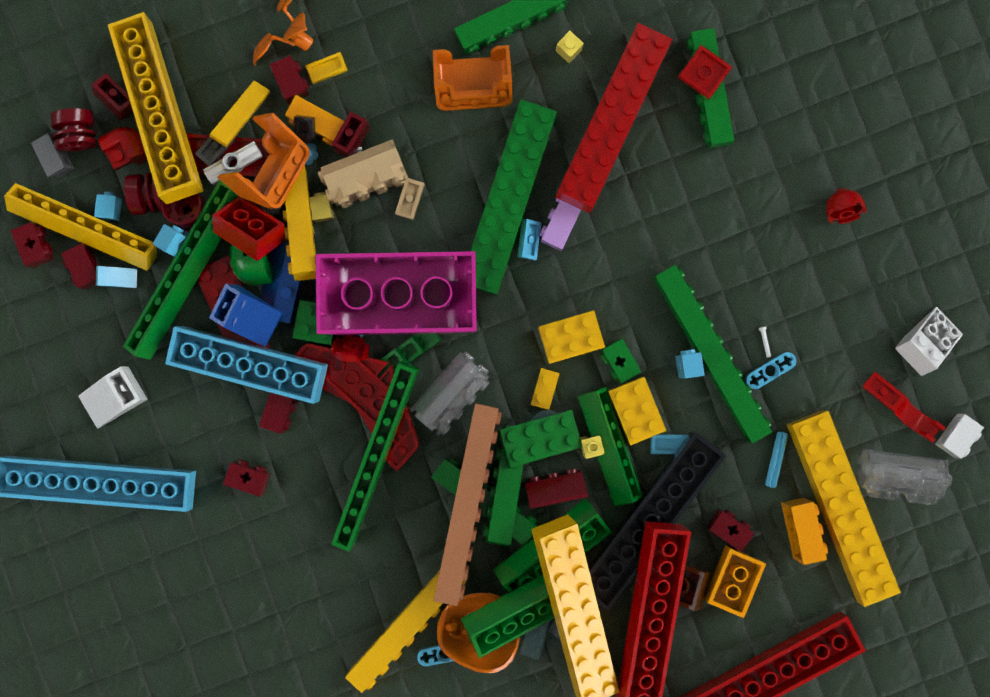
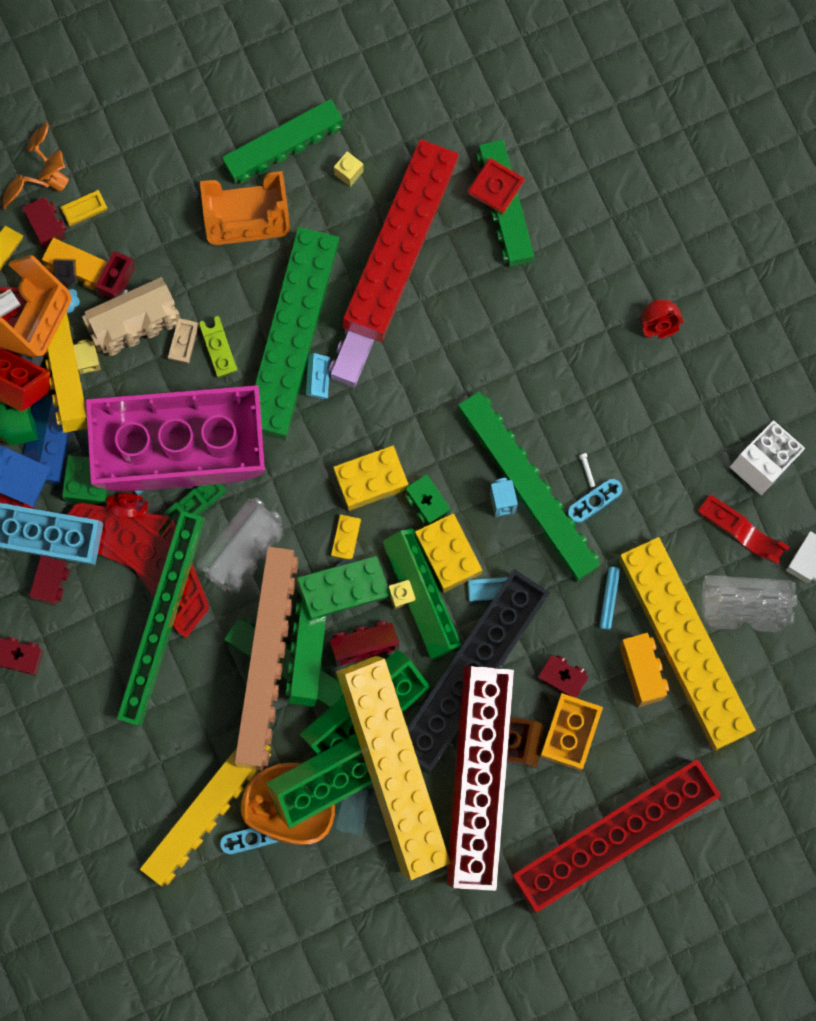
camera: 10 degrees left, 10 degrees down
(441, 207) = (218, 348): none -> lime plate

